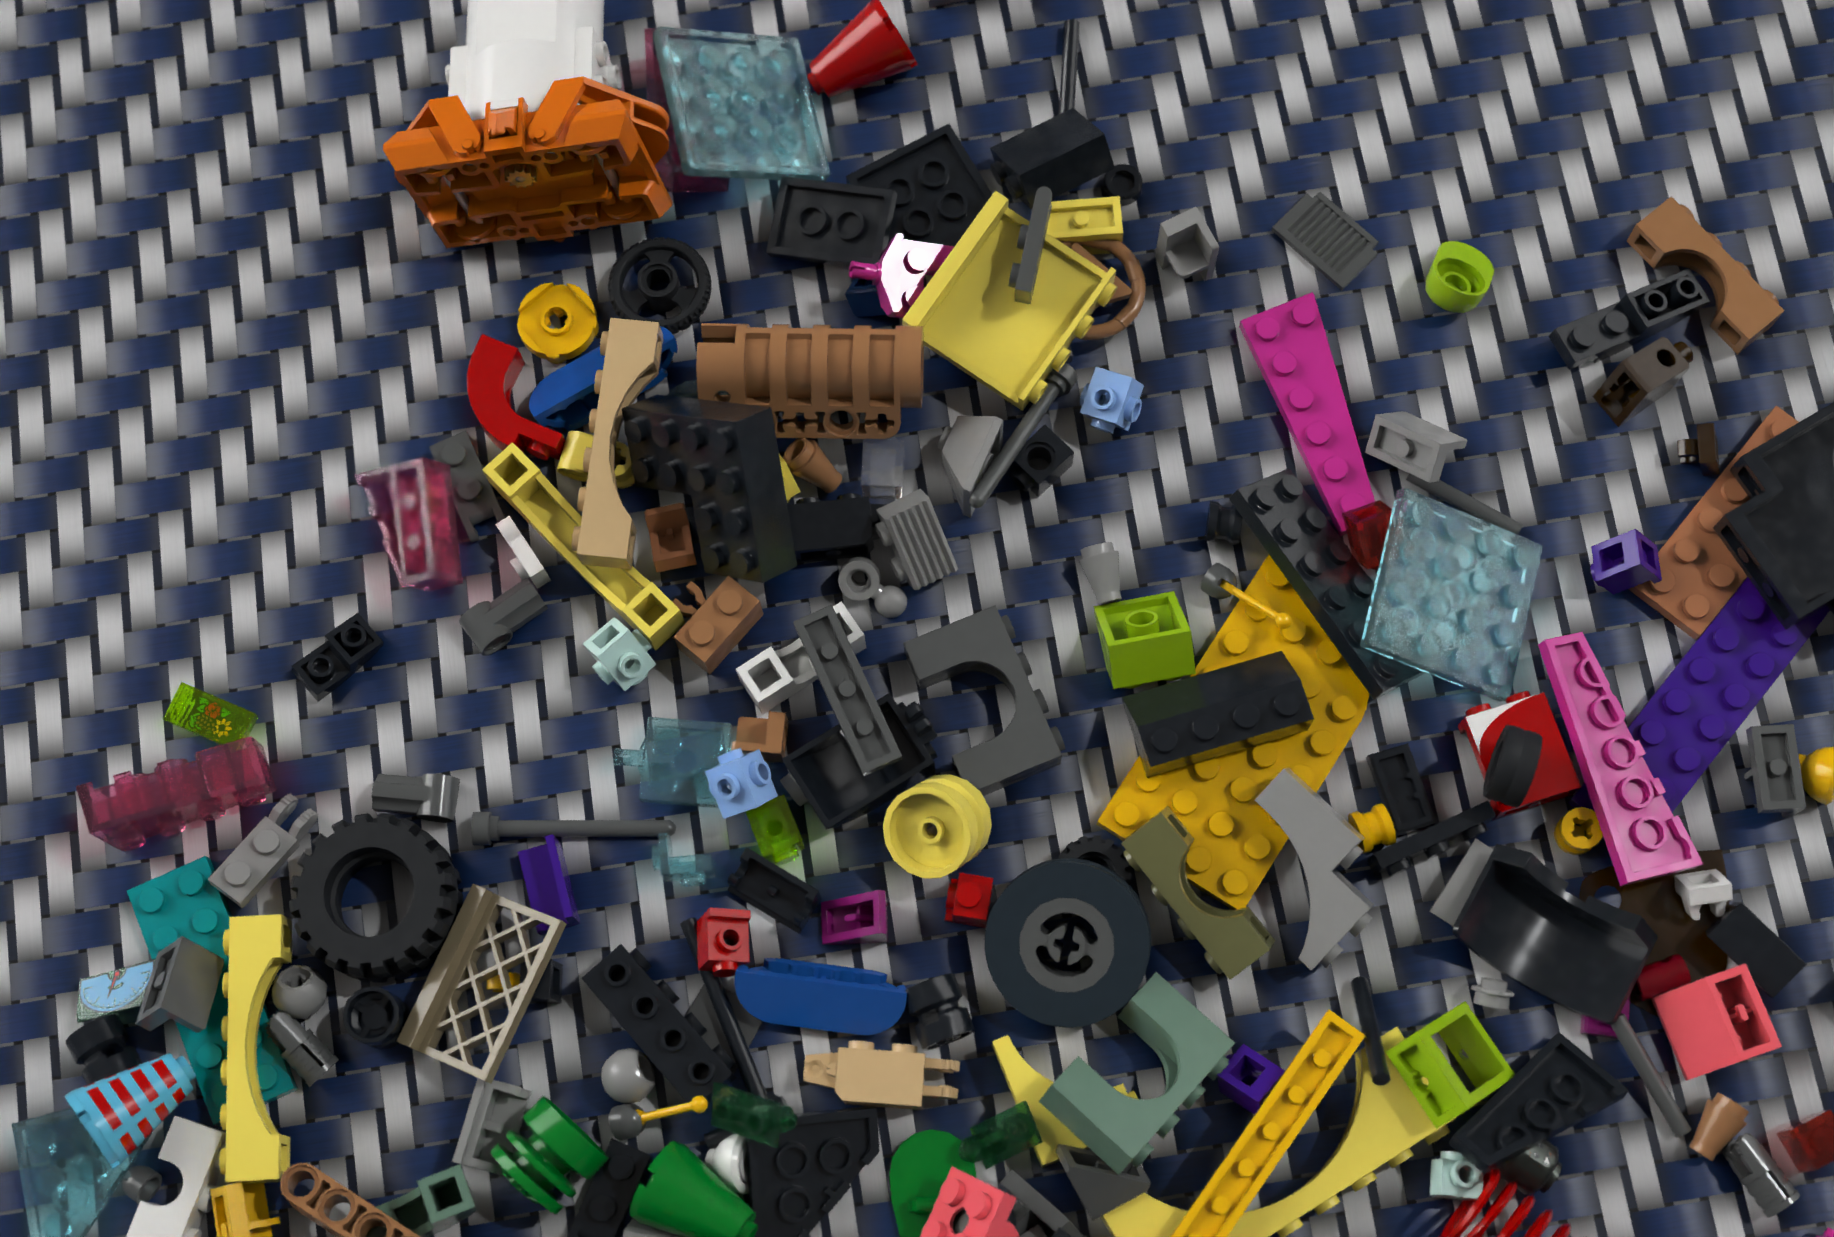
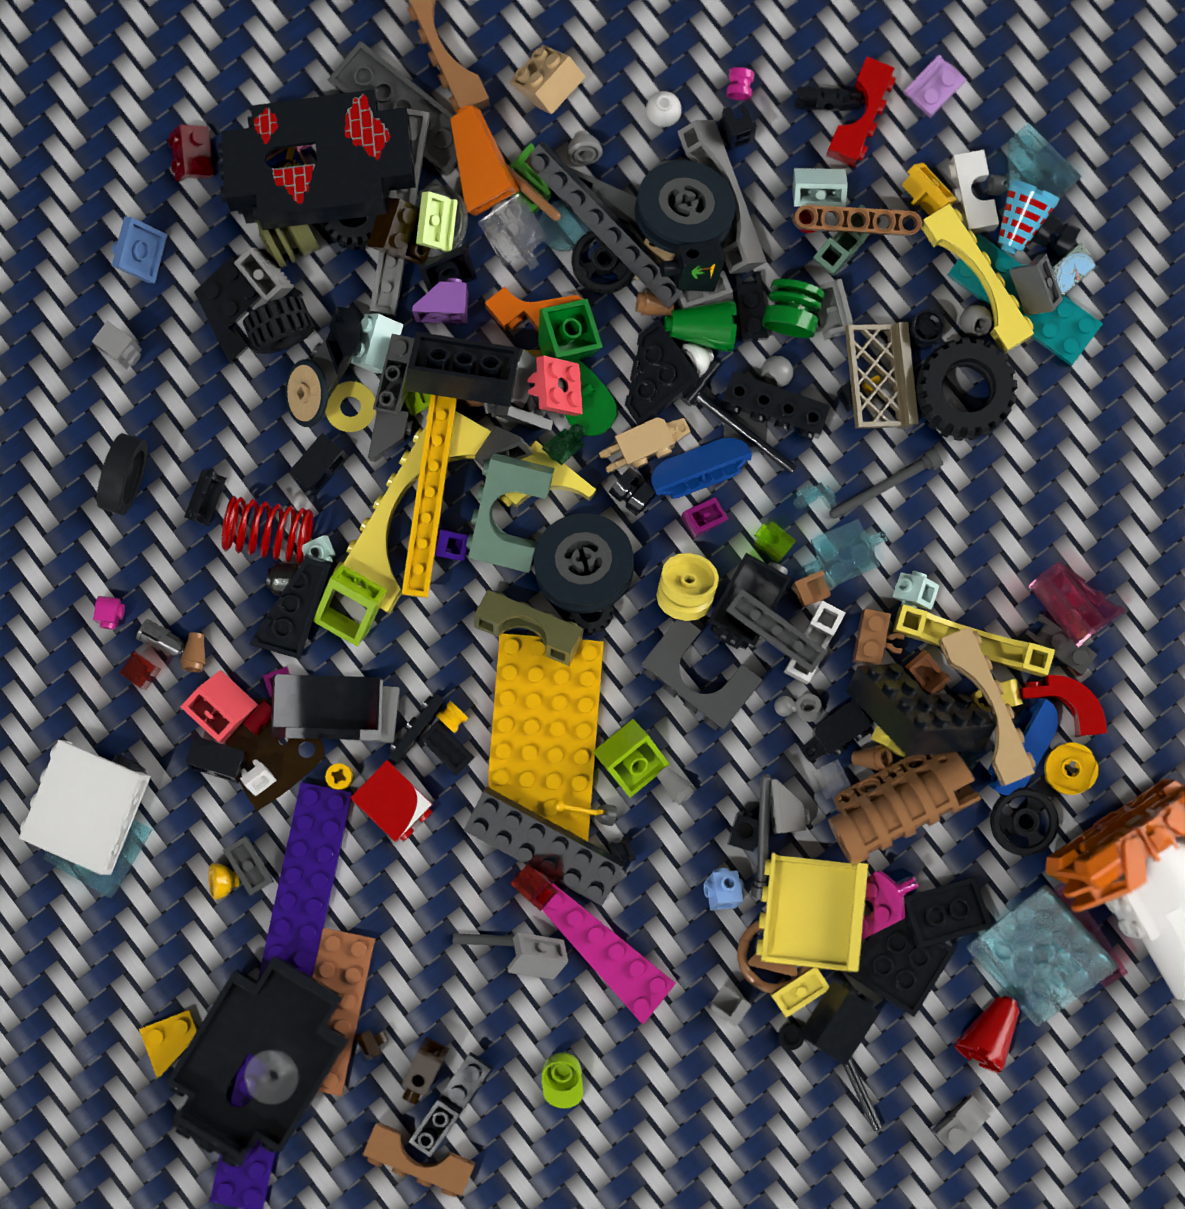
camera: 145 degrees right, 10 degrees up
(177, 794) = (1108, 387): clear pink wedge -> none
(209, 716) = (1120, 439): clear neon green tile -> none
(262, 852) = (1043, 381): light grey hinge -> none
(300, 1047) = (964, 294): dark grey hinge -> none
(338, 658) = (1072, 509): black slope -> none
(428, 797) = (973, 459): dark grey piece -> none
(493, 623) = (996, 573): dark grey piece -> none
(525, 562) = (1001, 617): white plate -> none
(549, 883) = (879, 448): dark purple panel -> none
(630, 1120) = (762, 350): hinge -> none
(712, 950) = (777, 468): red brick -> none
(740, 782) = (806, 552): light blue brick -> none
(750, 1115) = (700, 381): clear green hinge -> none
(774, 891) = (756, 510): black hinge -> none
(916, 540) = (789, 744): light grey brick -> none
(969, 900) = (648, 560): red brick -> none
(1031, 240) = (819, 952): dark grey hinge -> none
(1217, 713) = (570, 733): black slope -> none
(1322, 844) = (472, 686): light grey arch -> none
(1327, 239) = (652, 1067): dark grey window -> none
(1370, 1028) = (400, 601): black bar -> none
(1451, 595) = (472, 872): clear light blue plate -> none
(1492, 993) = (344, 660): light grey plate -> none
(1512, 766) = (393, 782): black tyre -> none
(1625, 562) = (384, 947): dark purple brick -> none
(1626, 798) = (324, 807): dark pink wing -> none
(1650, 1076) = (241, 660): dark grey bar -> none

